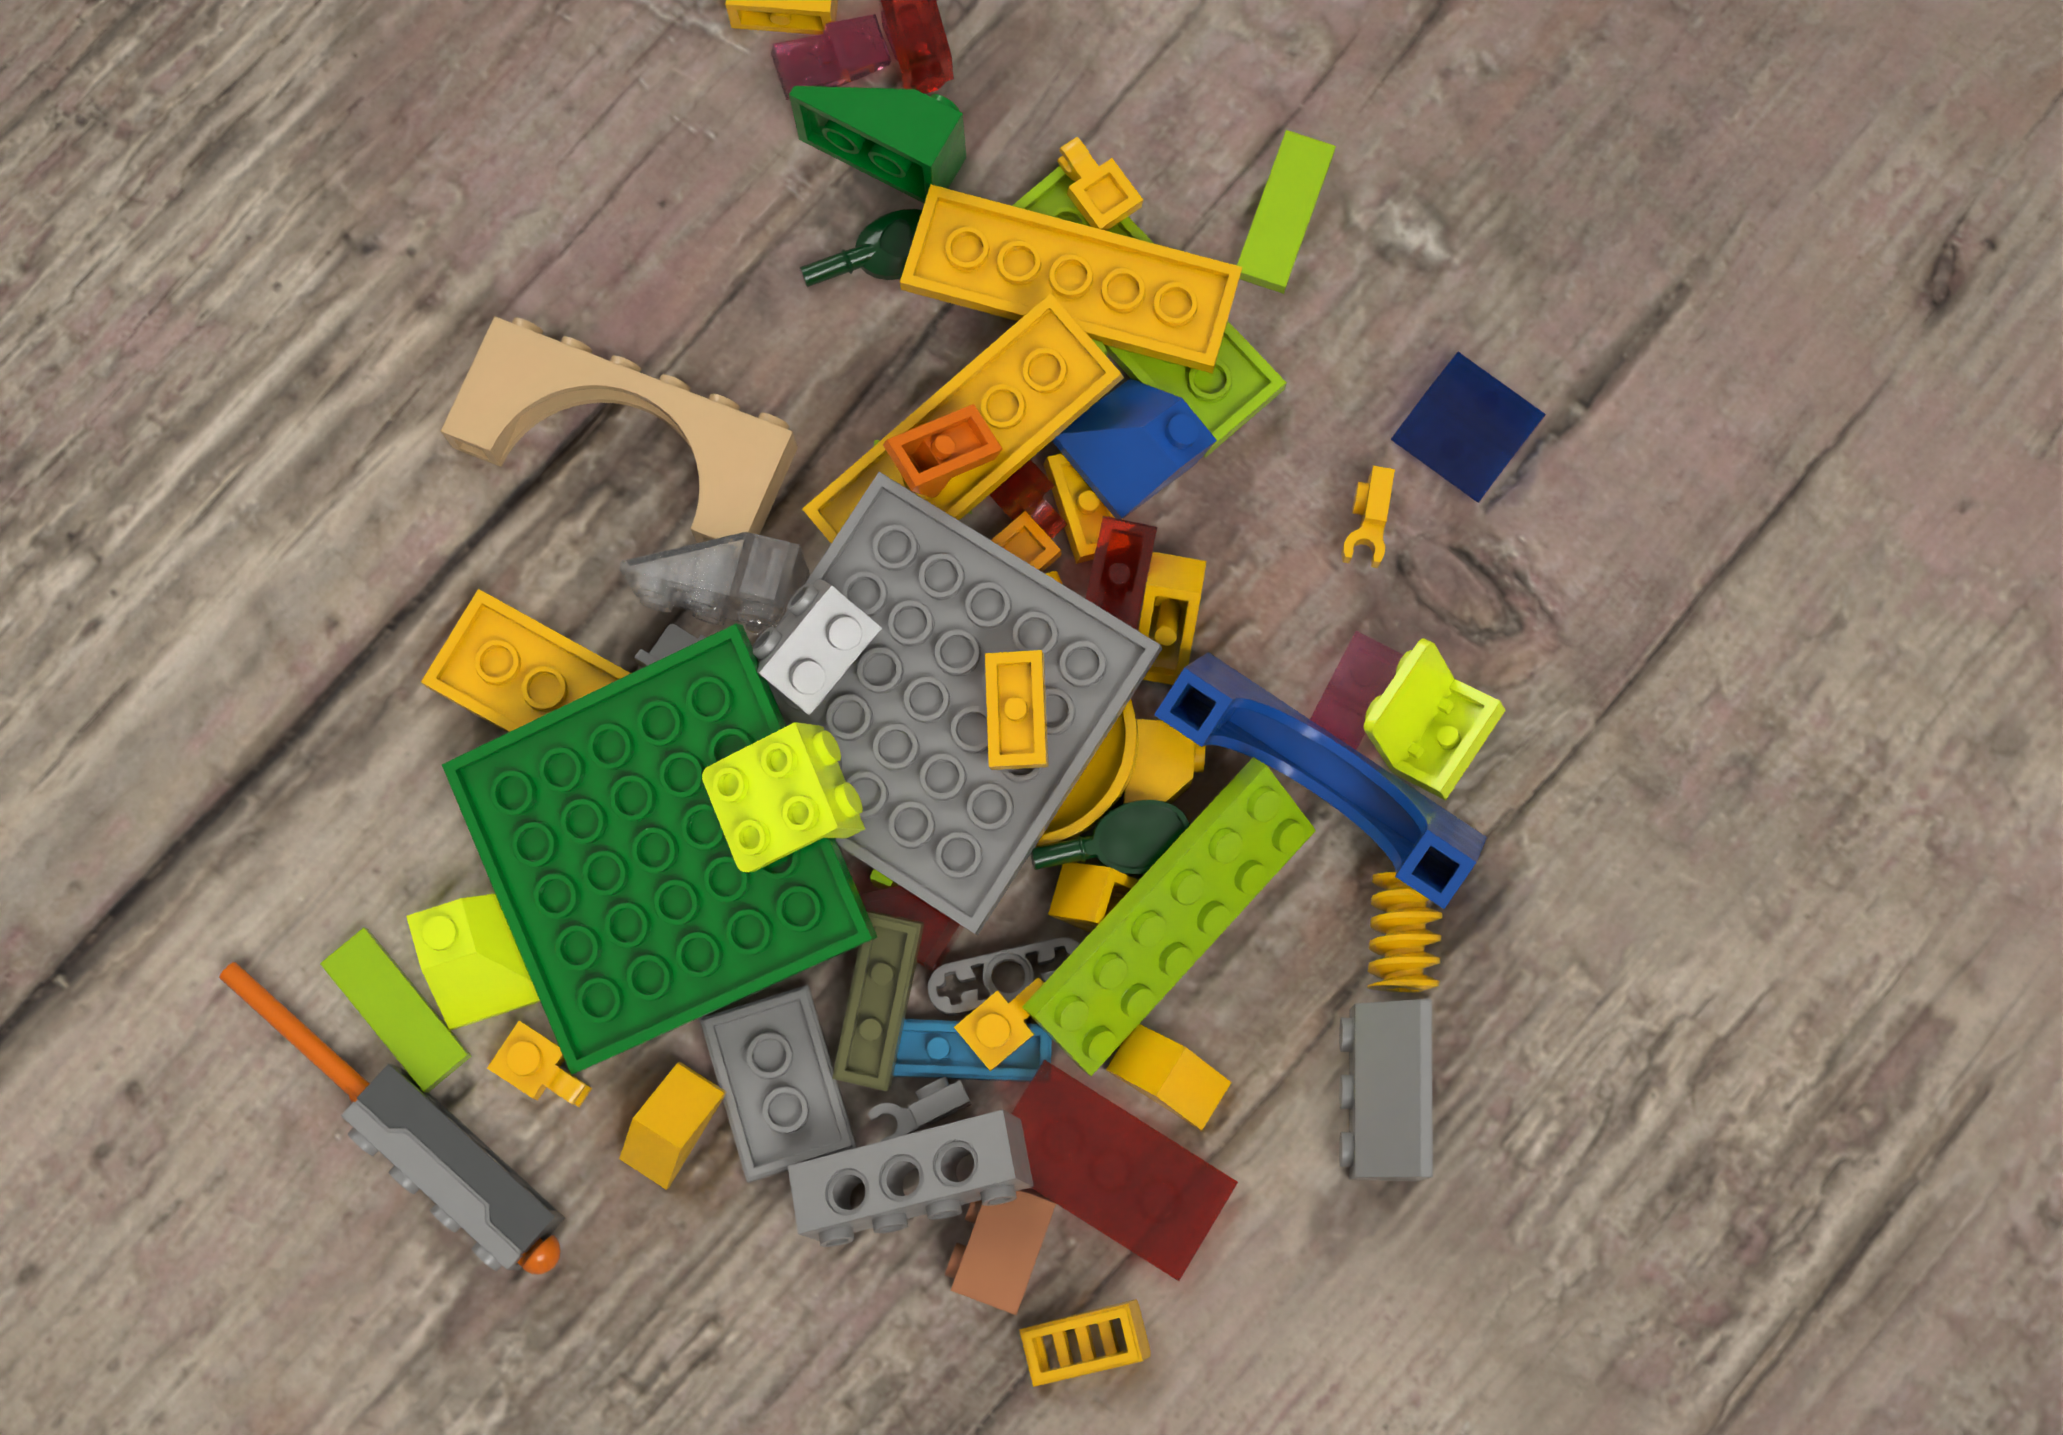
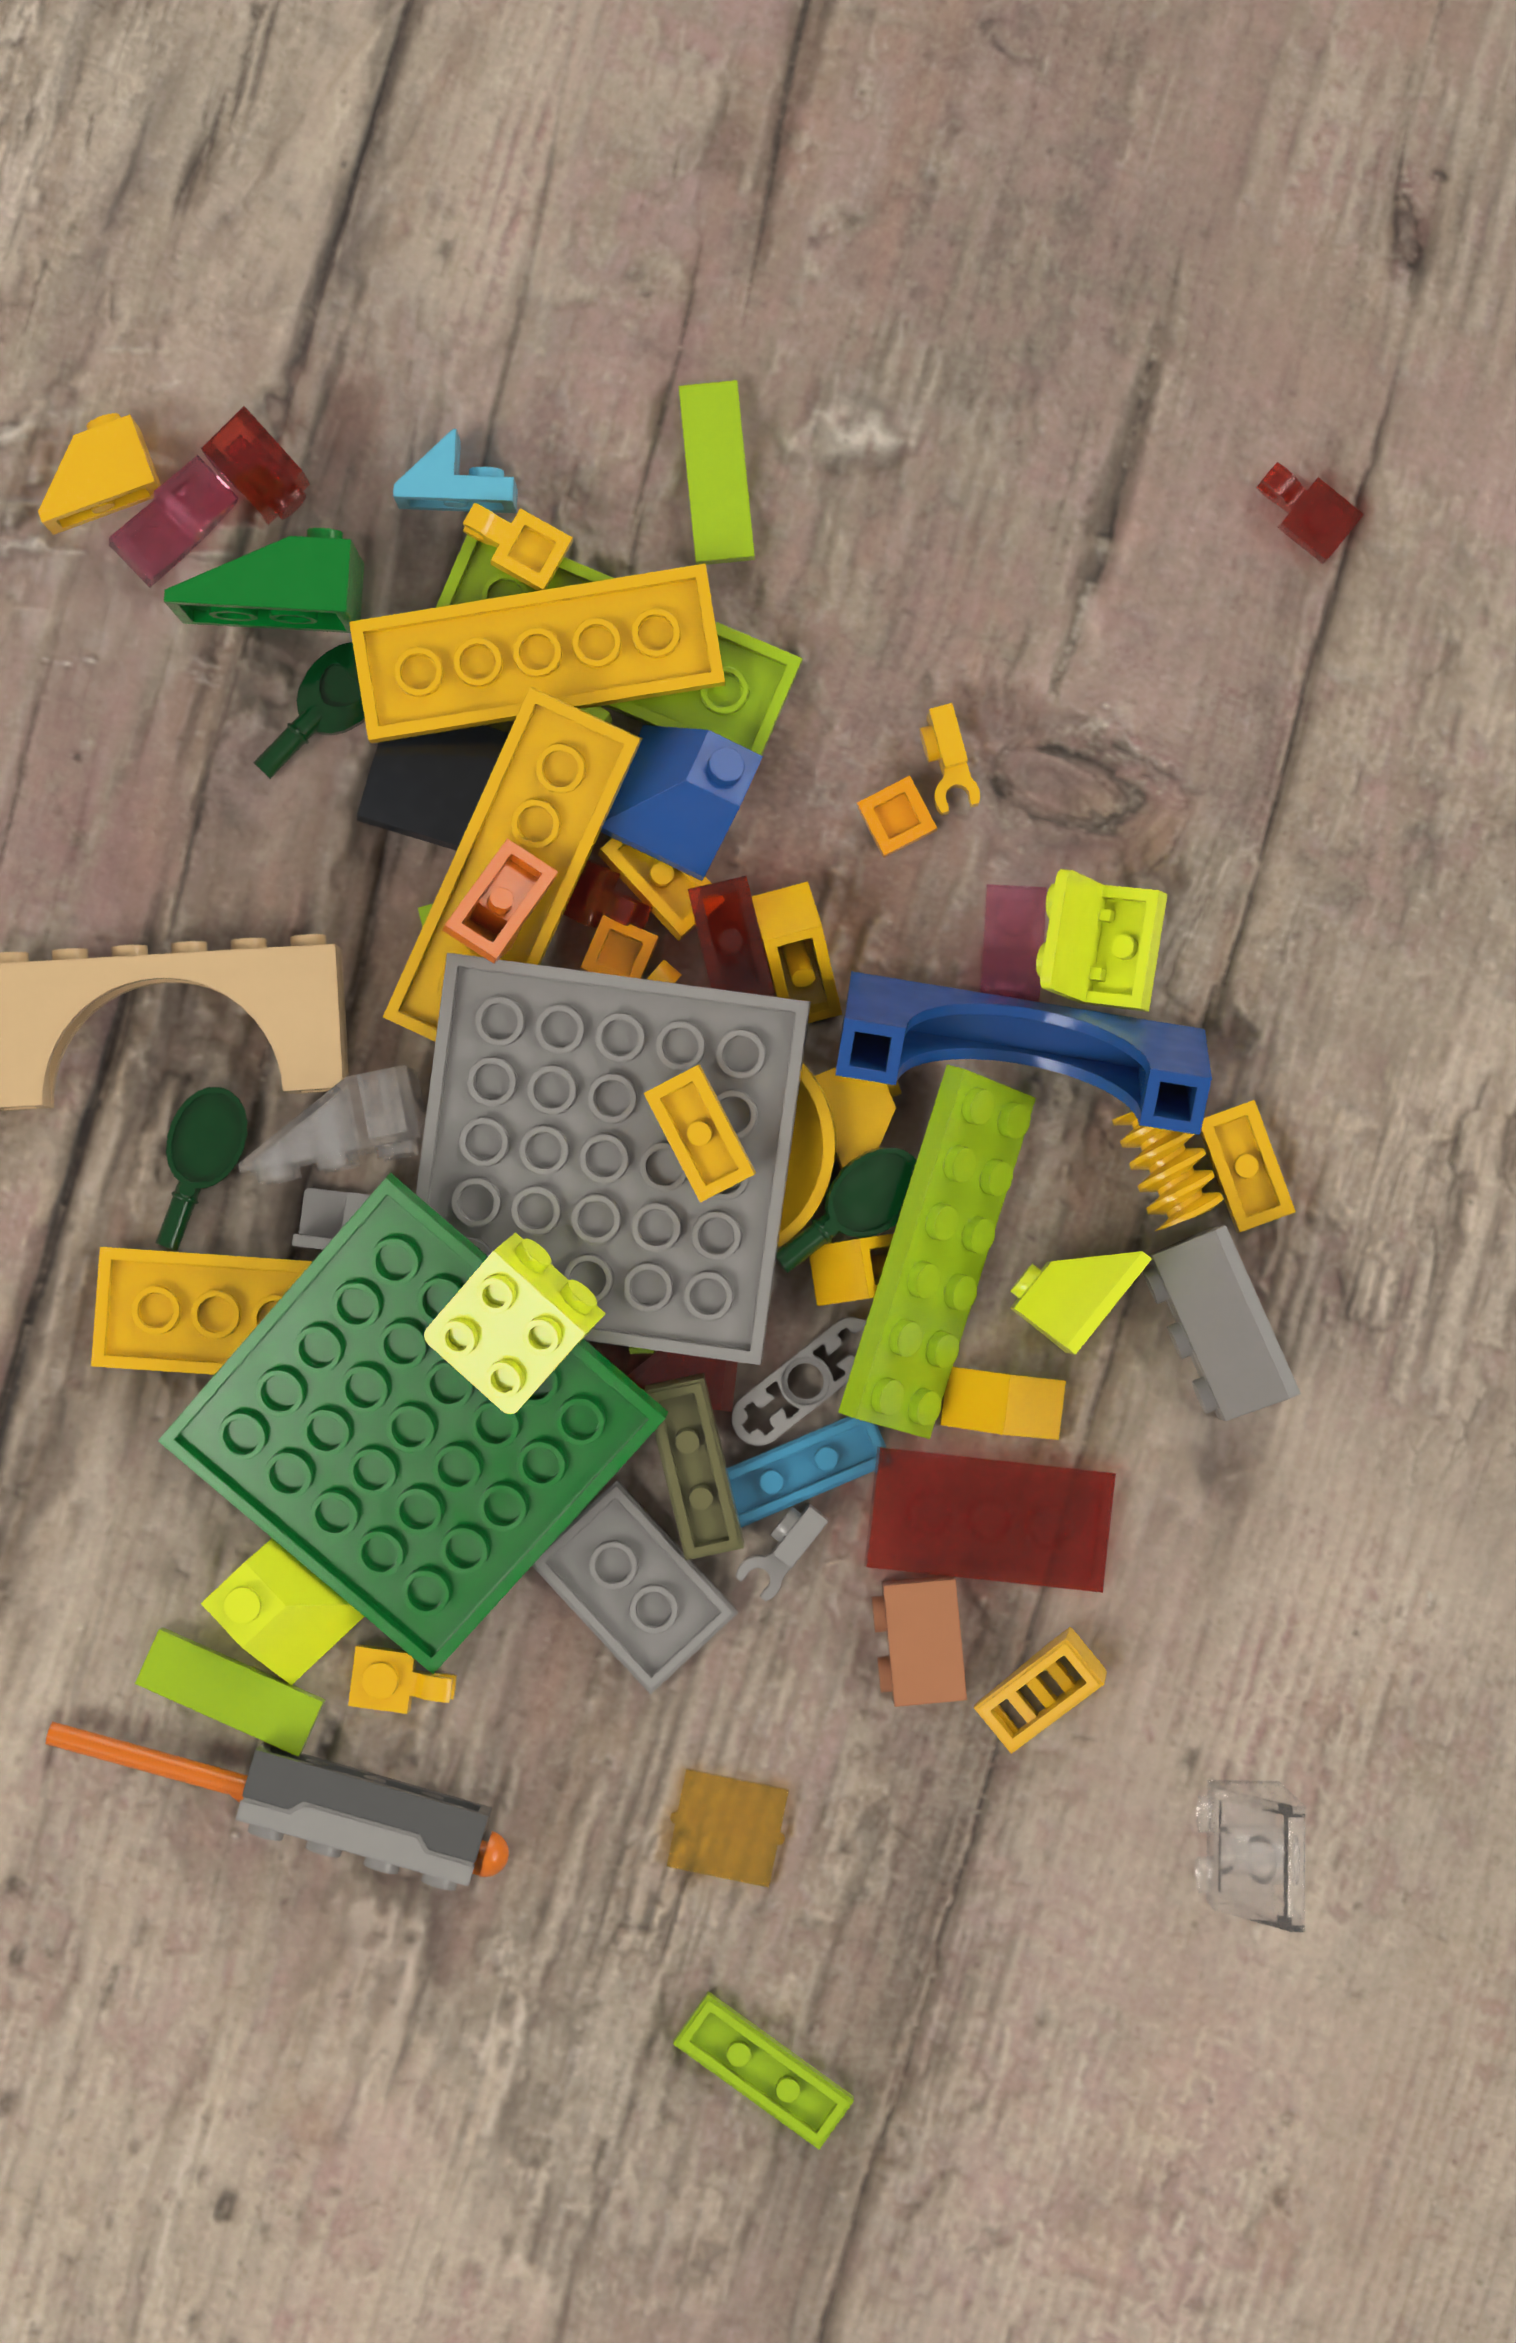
camera: 25 degrees left, 10 degrees up
(596, 552) = (201, 1152): none -> dark green piece
(670, 1124) = (552, 1674): yellow slope -> none
(756, 1333) = (727, 1827): none -> clear yellow piece
(813, 644) = (468, 1158): bracket -> none
(824, 1184) = (728, 1665): light grey brick -> none
(929, 342) = (430, 783): none -> black slope
(998, 1026) = (821, 1435): yellow plate -> none
(1056, 119) = (438, 486): none -> medium azure slope
(1273, 1006) = (1075, 1295): none -> neon yellow slope
(1305, 545) = (896, 816): none -> light orange plate
(1468, 427) = (1003, 617): clear blue slope -> none
(1470, 970) = (1246, 1166): none -> yellow plate
(1766, 464) = (1316, 516): none -> clear red plate

